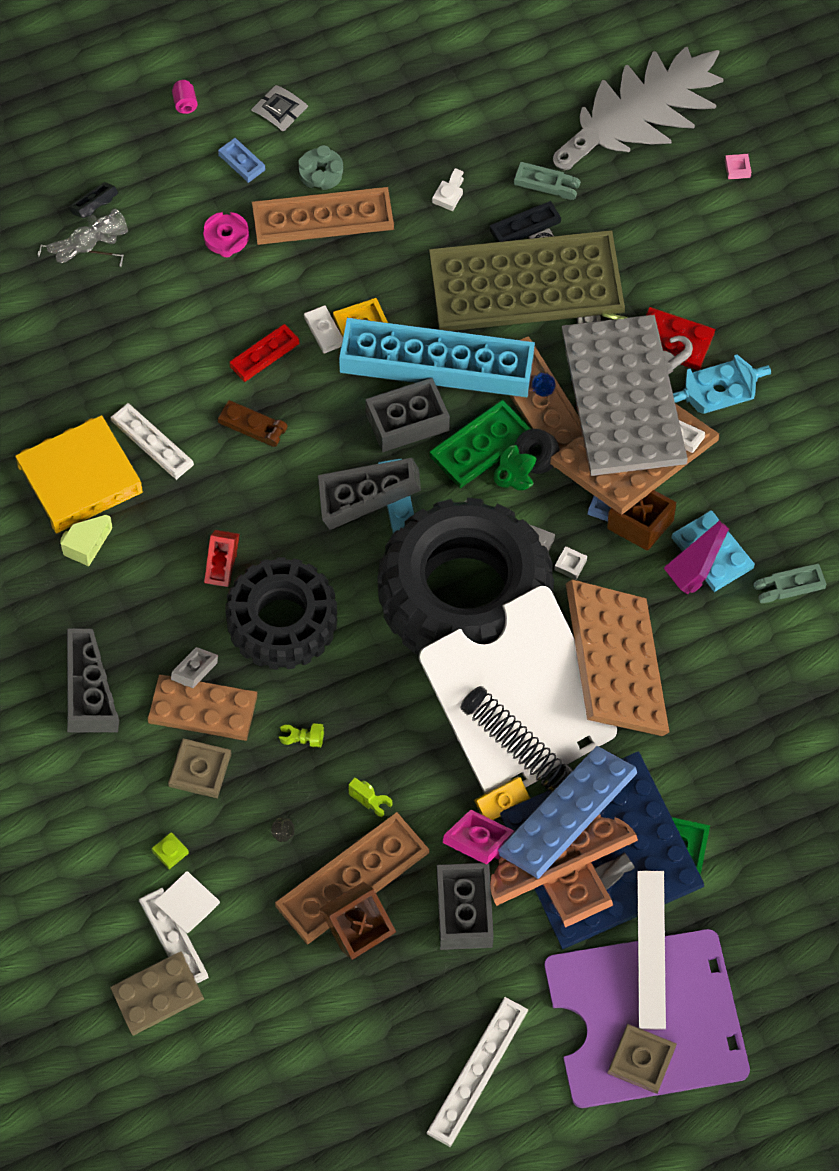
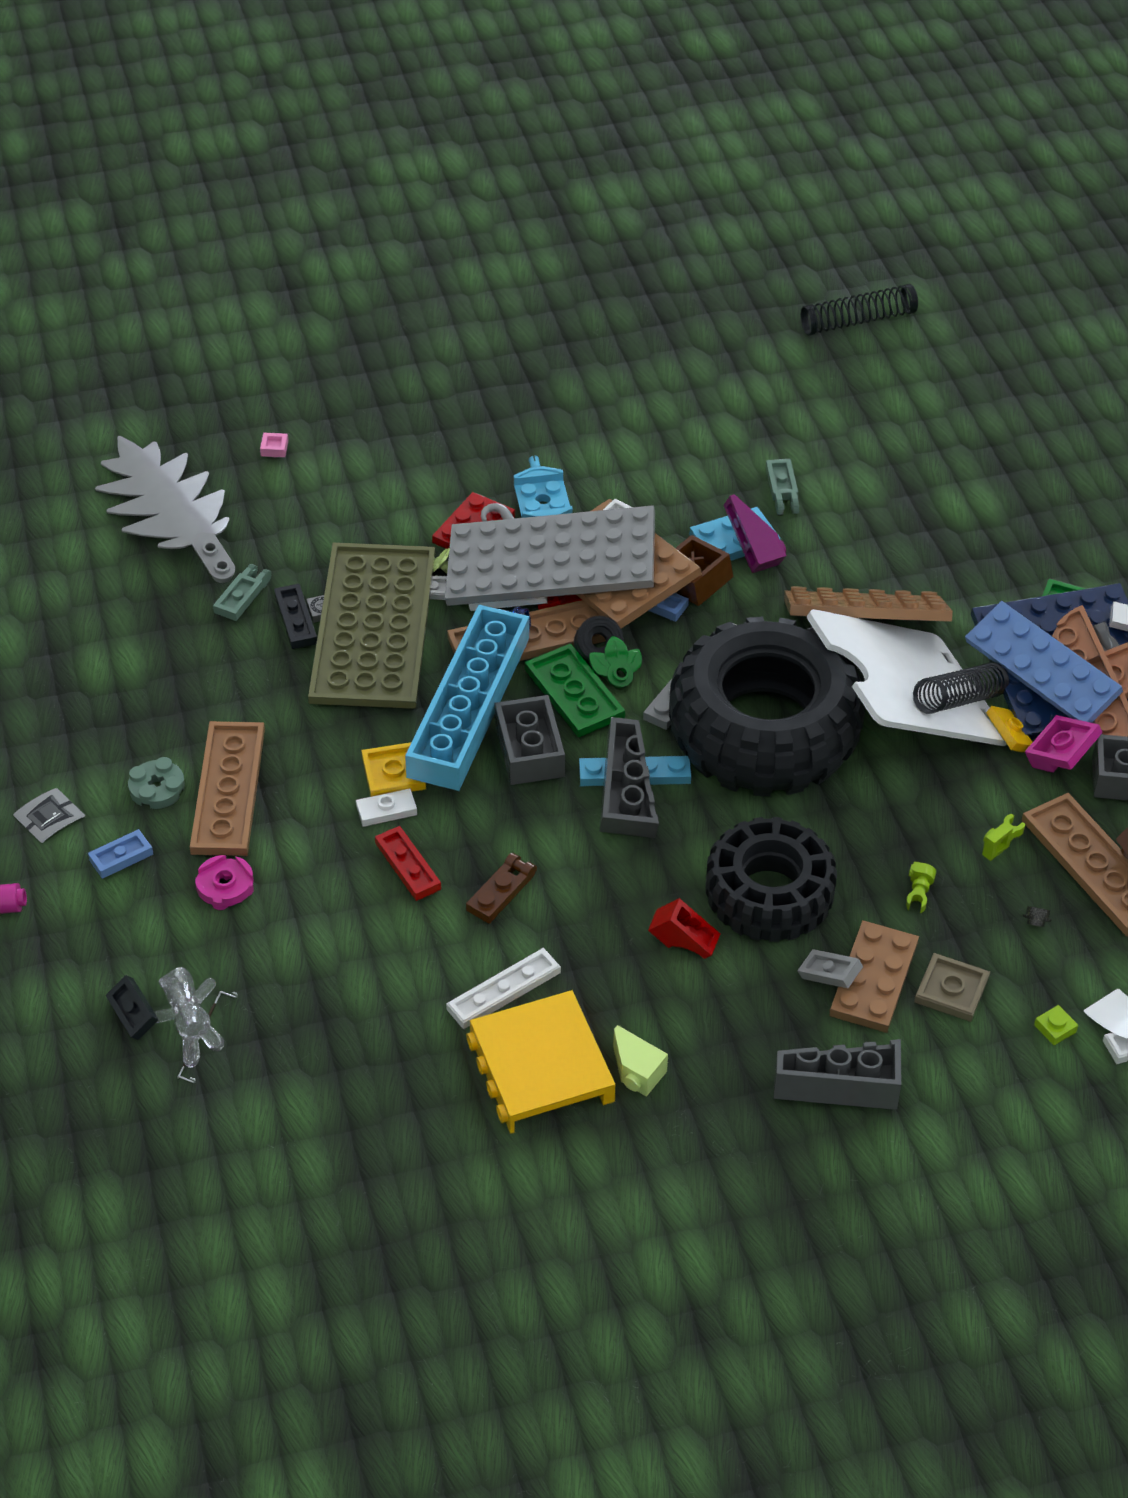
camera: 80 degrees left, 15 degrees down
(449, 193) = (230, 676): white plate -> none

